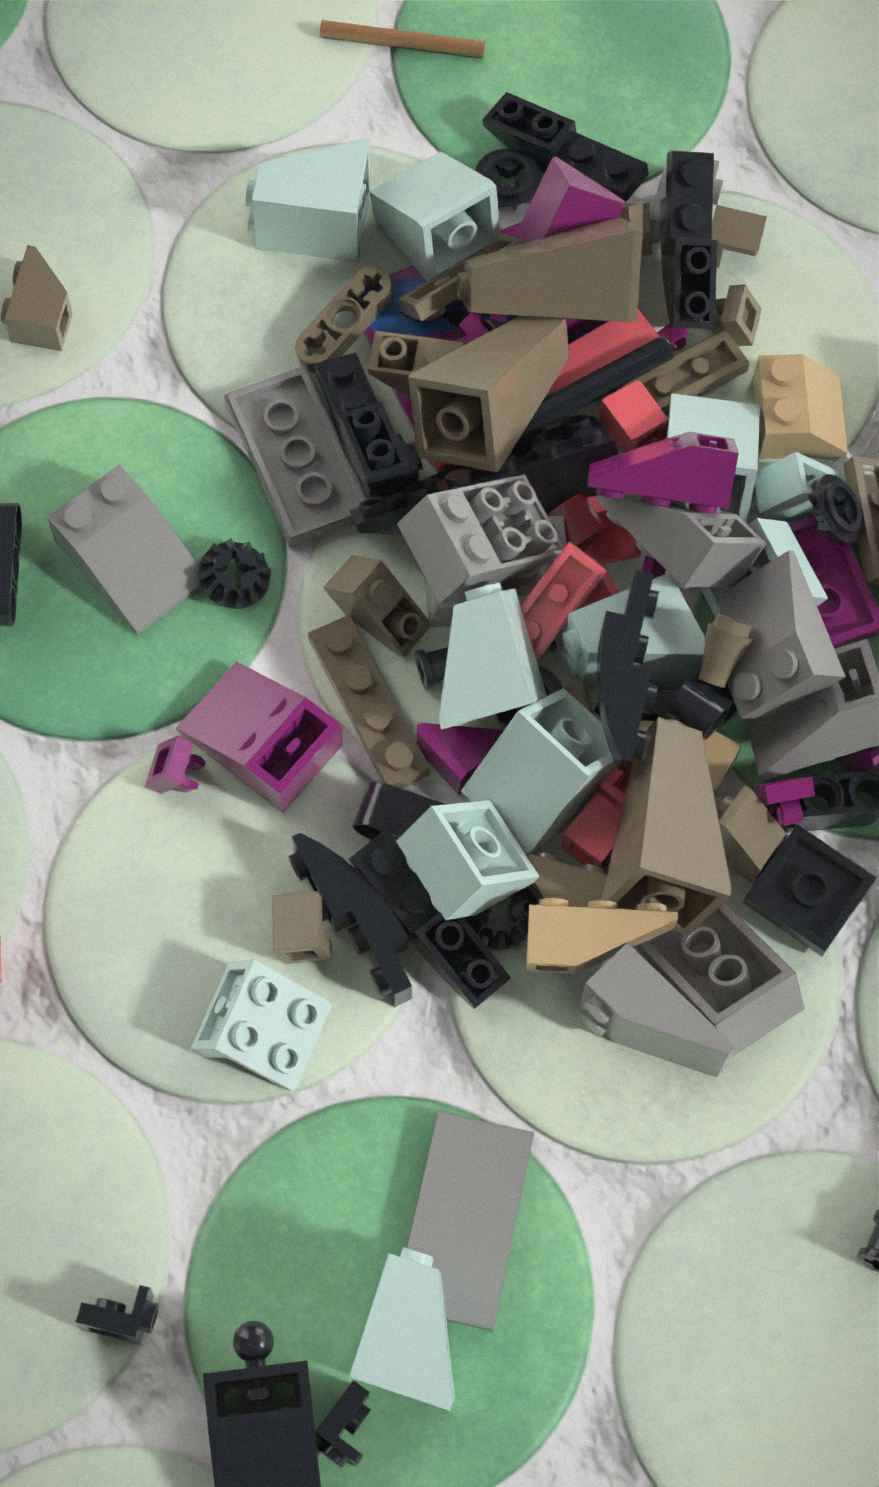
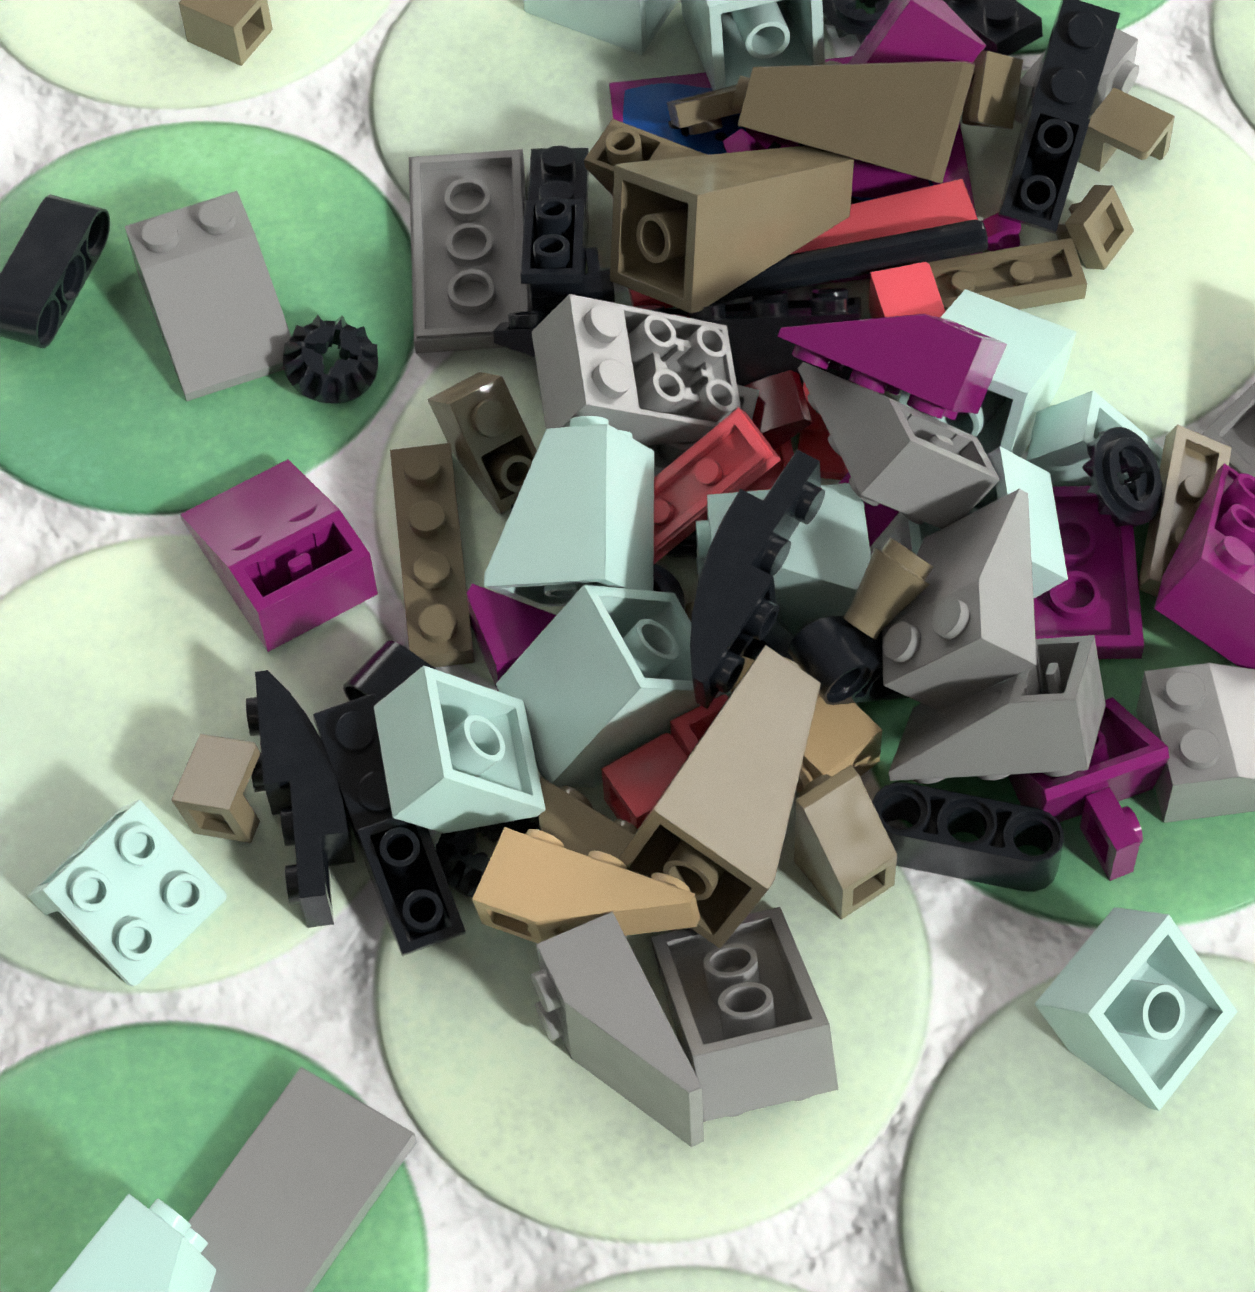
camera: 25 degrees right, 10 degrees down
(170, 766) = (153, 554): magenta tile -> none
(344, 301) = (619, 78): dark tan beam -> none
(786, 796) = (908, 799): magenta tile -> none
(798, 408) = (1135, 351): tan slope -> none
(809, 890) = (909, 944): black plate -> none

